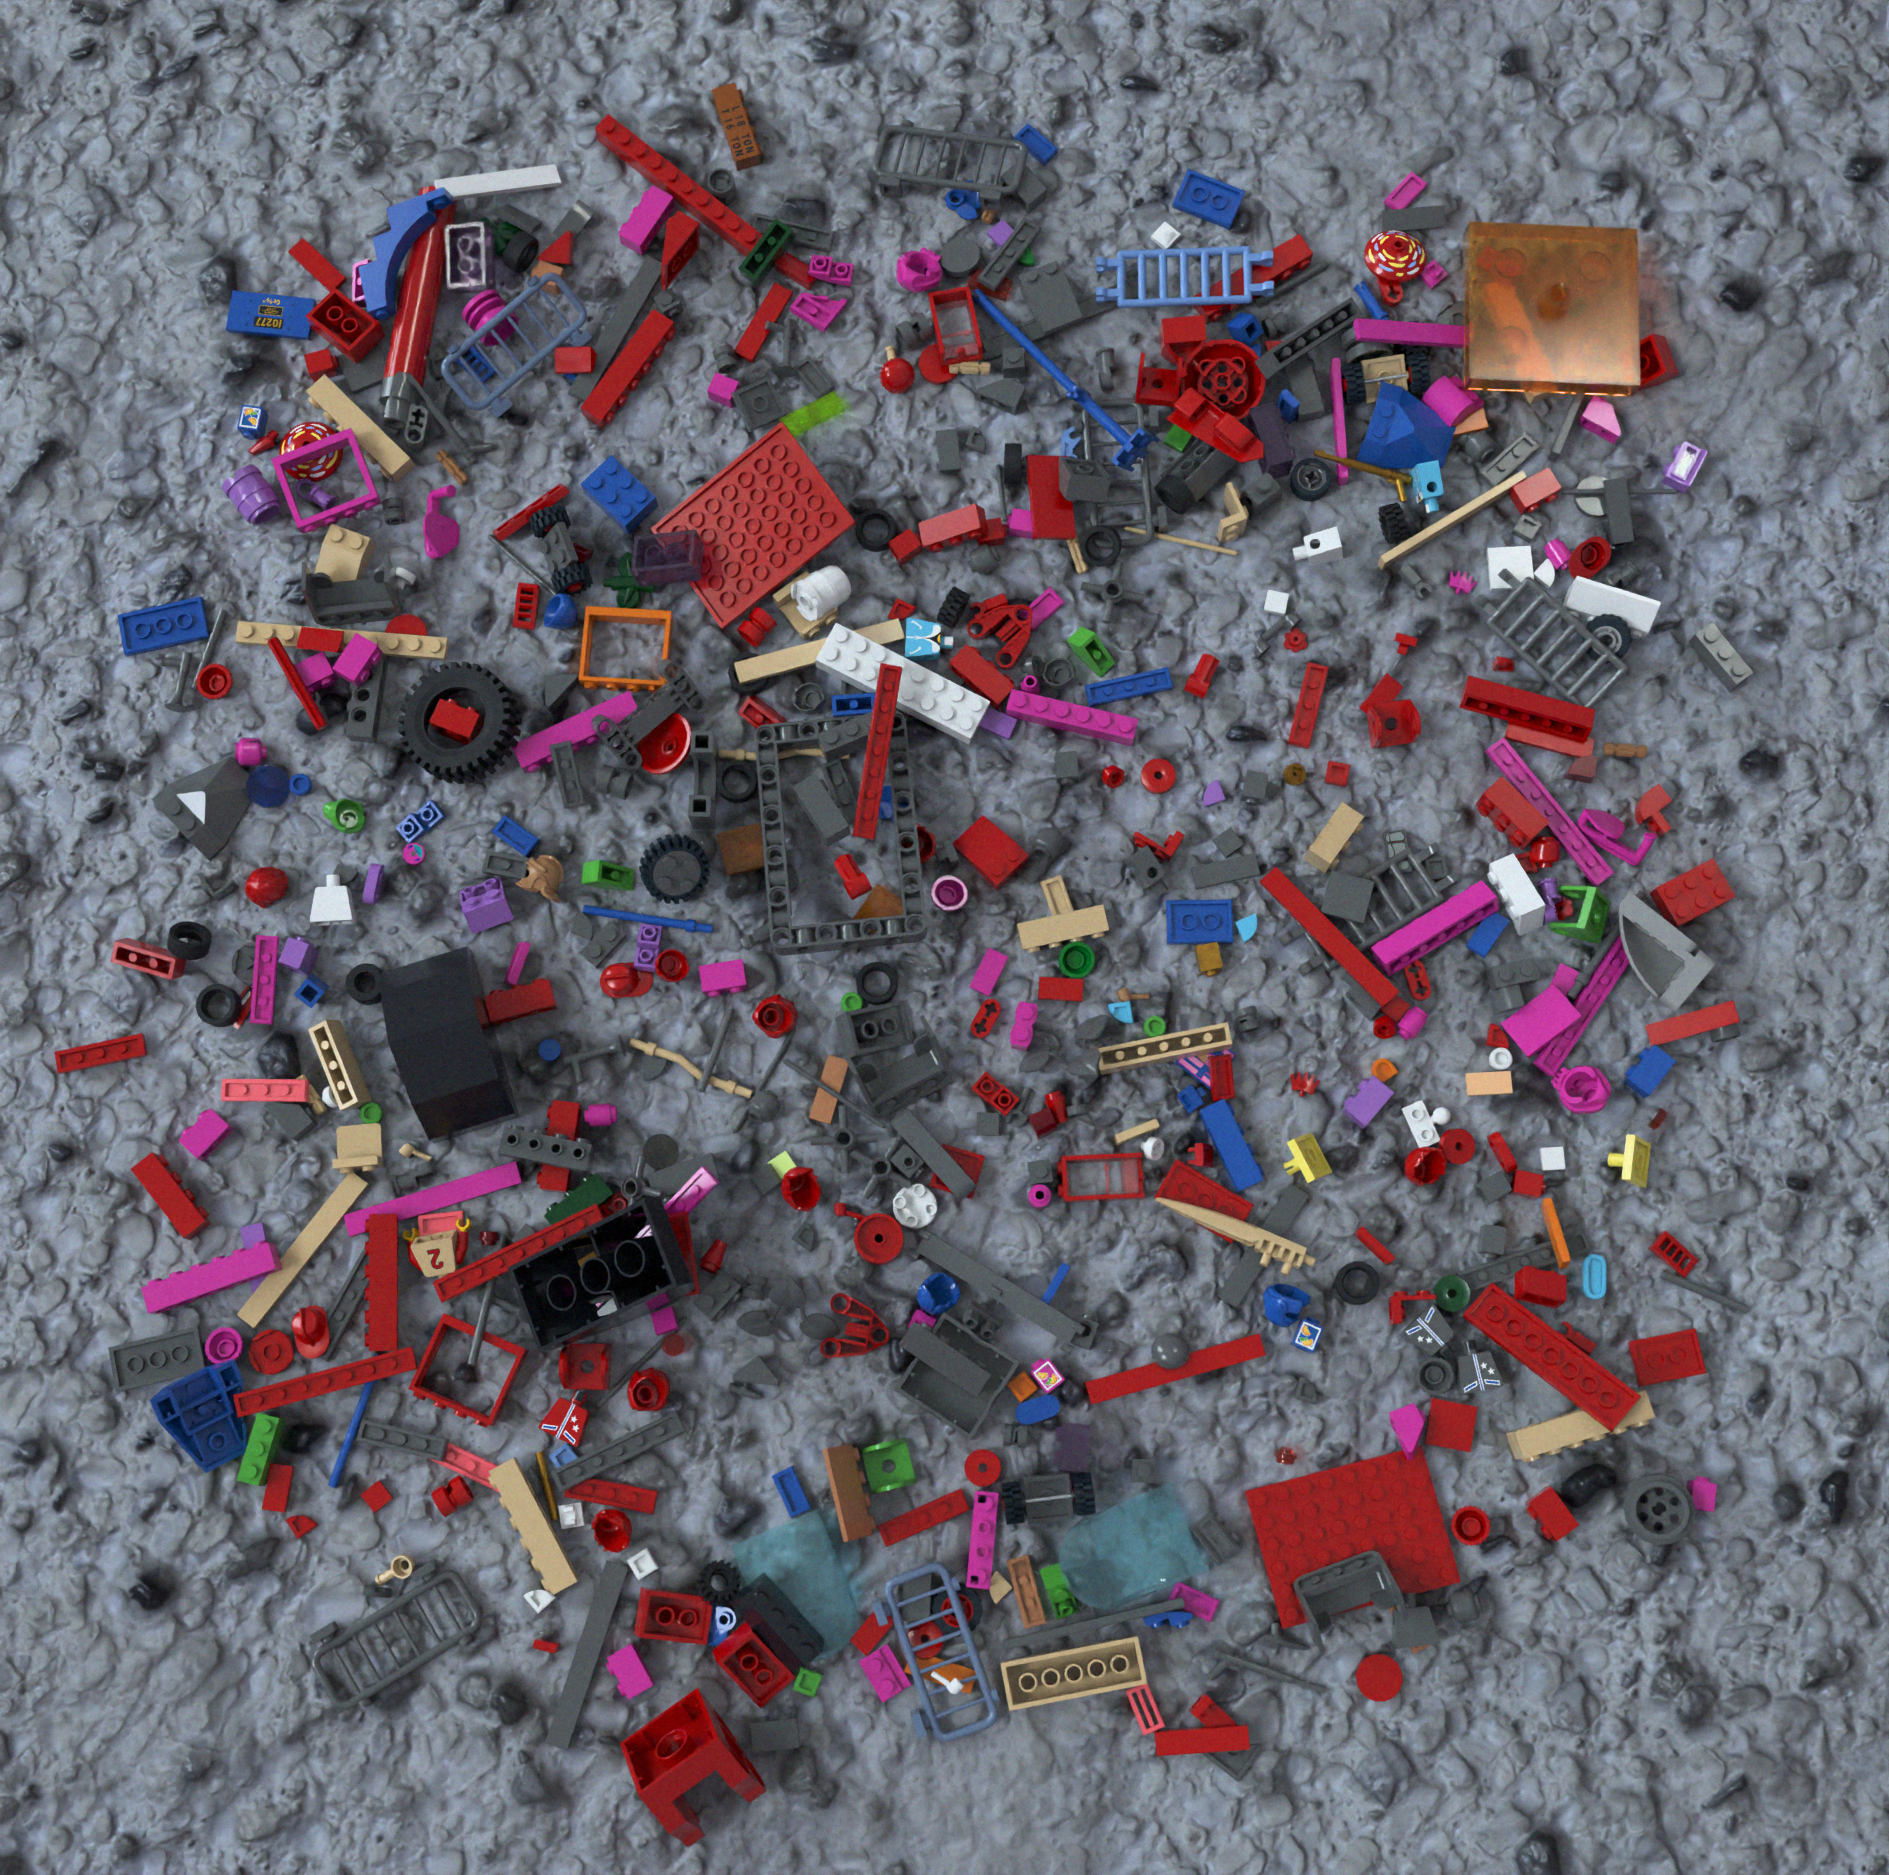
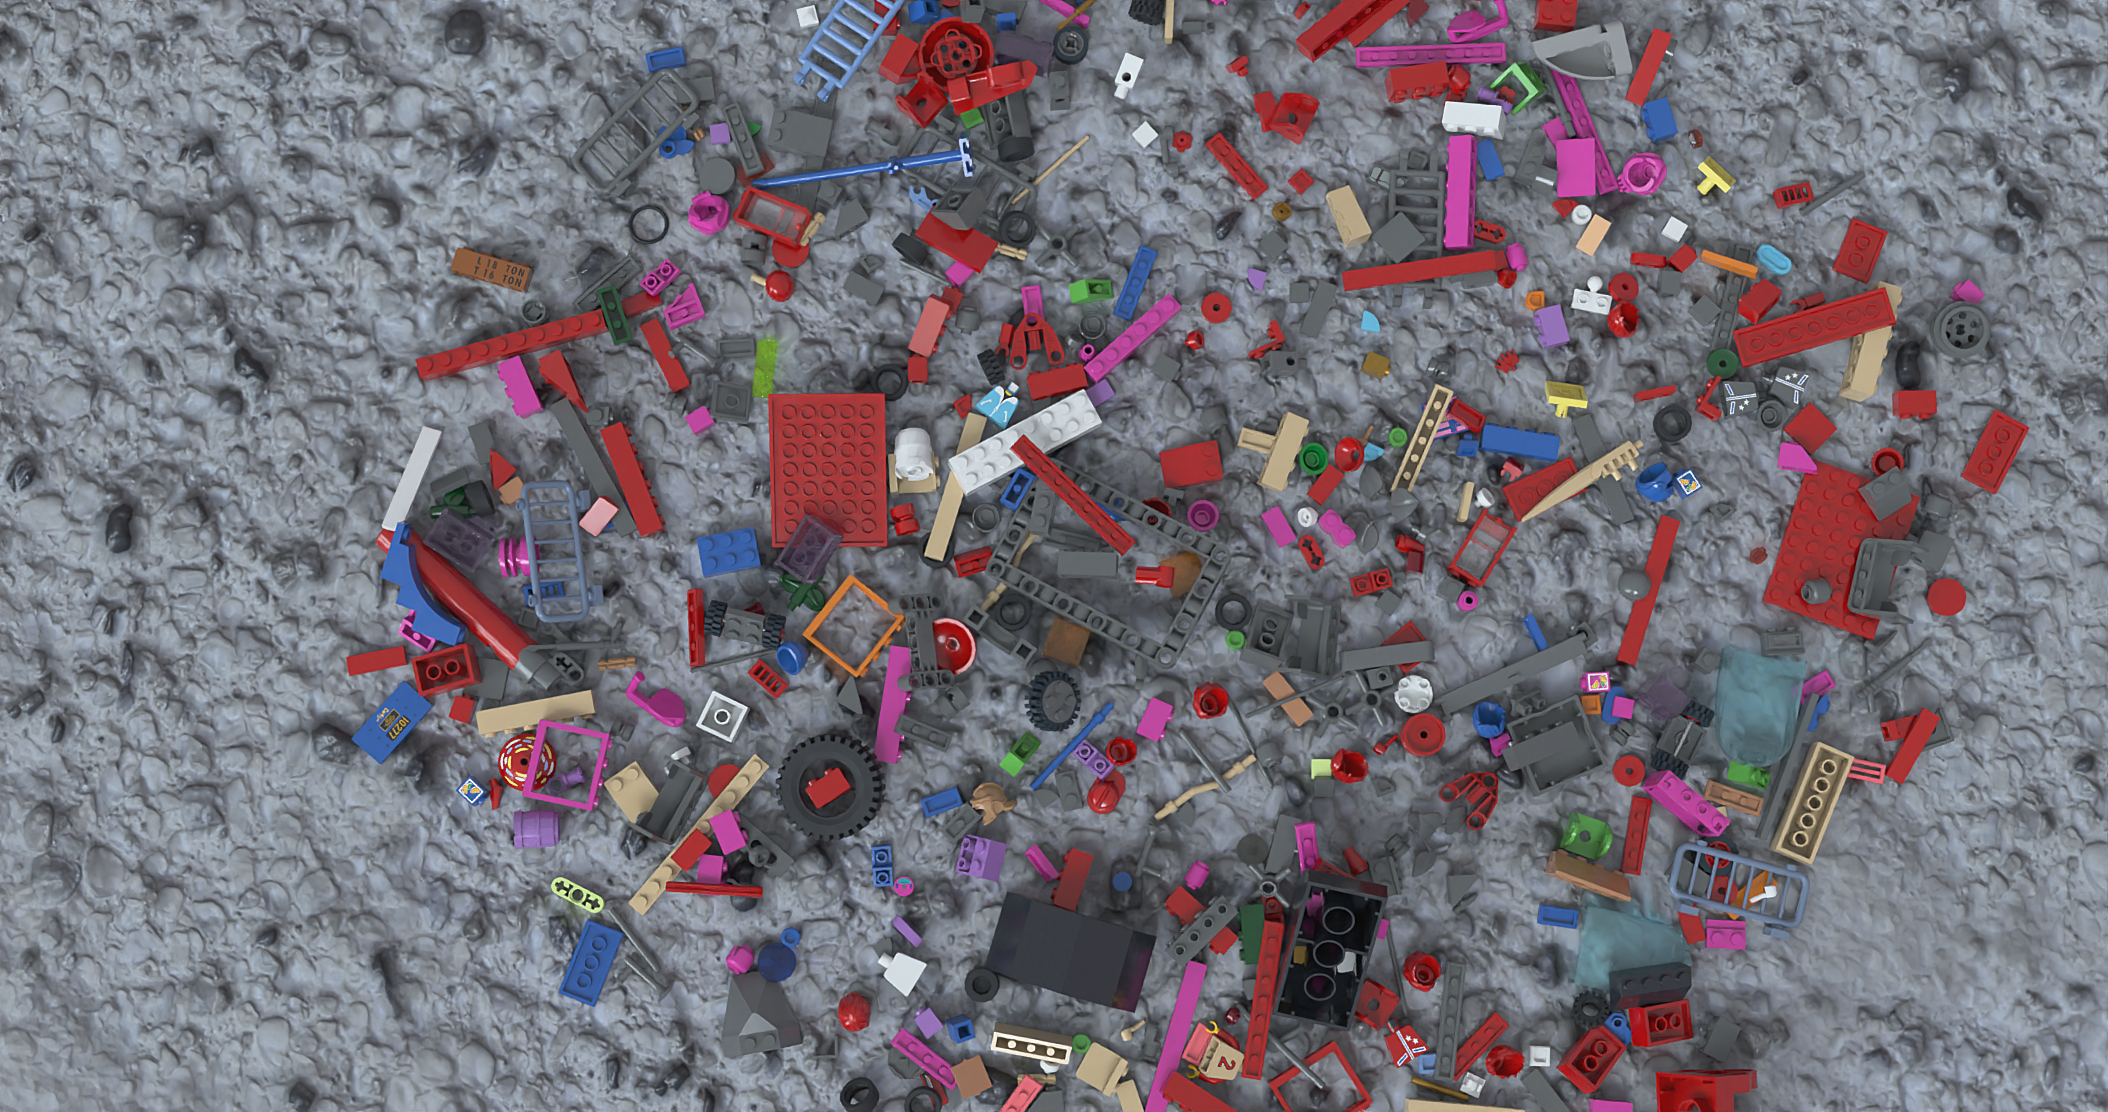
camera: 65 degrees left, 5 degrees up
(212, 566) = (567, 883): none -> yellowish green beam
(214, 681) = (665, 951): red hat -> none
(274, 1032) = (971, 1077): none -> nougat piece
(343, 809) = (832, 921): bright green piece -> none
(352, 701) = (758, 856): none -> dark grey tile
(463, 588) = (723, 717): none -> white brick
(673, 1344) = (1398, 932): clear red plate -> none
(807, 1682) = (1697, 993): bright green tile -> none
(874, 211) = (648, 241): none -> black tyre
(1017, 992) = (1307, 516): none -> white tile
(1039, 1418) = (1622, 707): none -> dark pink tile
(1104, 991) = (1344, 454): none -> red piece
(1199, 921) = (1342, 353): blue tile -> none
(1201, 678) = (1167, 230): red piece -> none
(1234, 525) = (1064, 115): tan bracket -> none
(1288, 1535) = (1816, 591): none -> dark grey head
(1437, 1542) = (1886, 493): none -> dark grey slope
(1562, 1630) = (1994, 452): none -> red plate

